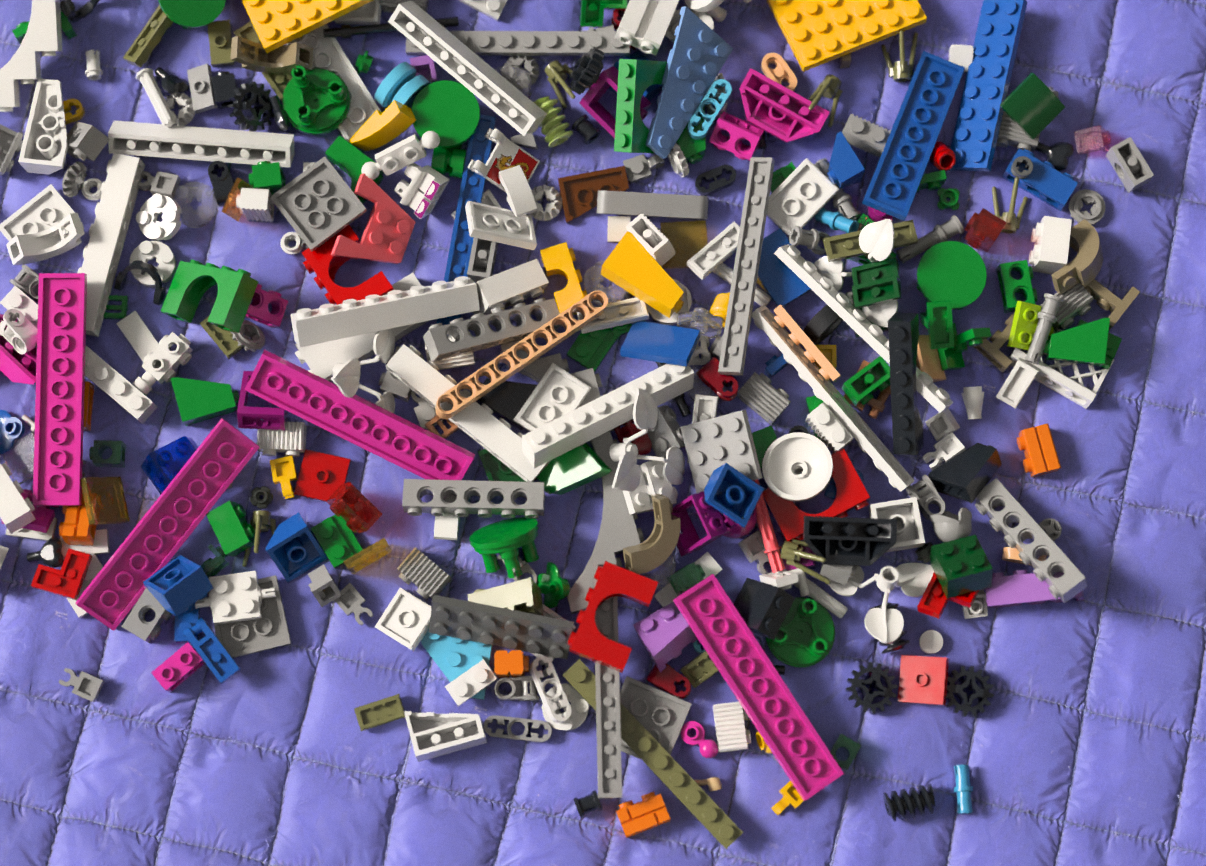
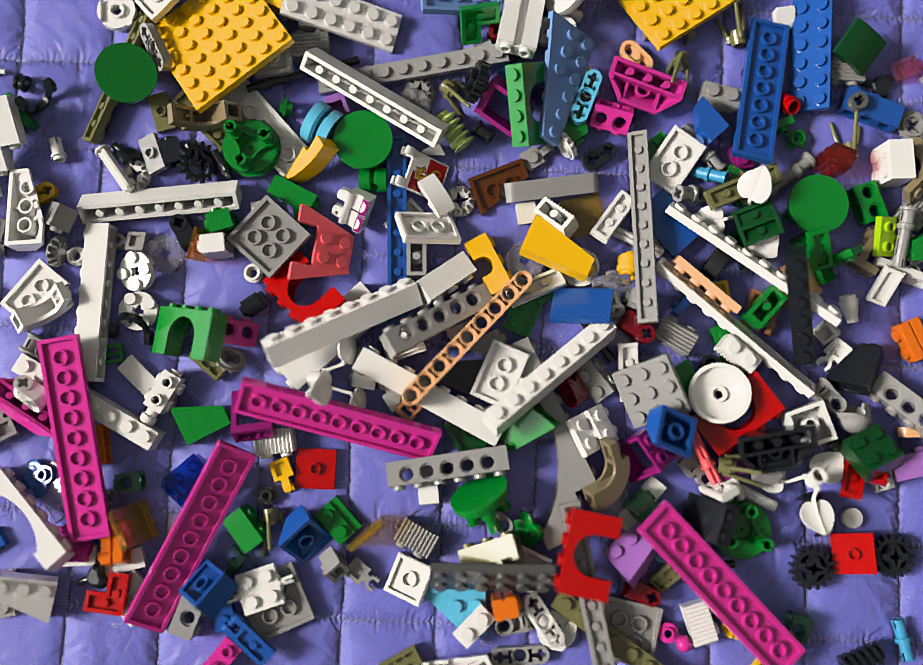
camera: 10 degrees left, 5 degrees up
(286, 278) = (254, 304): none -> black brick
(354, 508) = (342, 490): clear red brick -> none
(401, 154) = (331, 182): white plate -> none
(628, 472) = (571, 406): white plant -> none

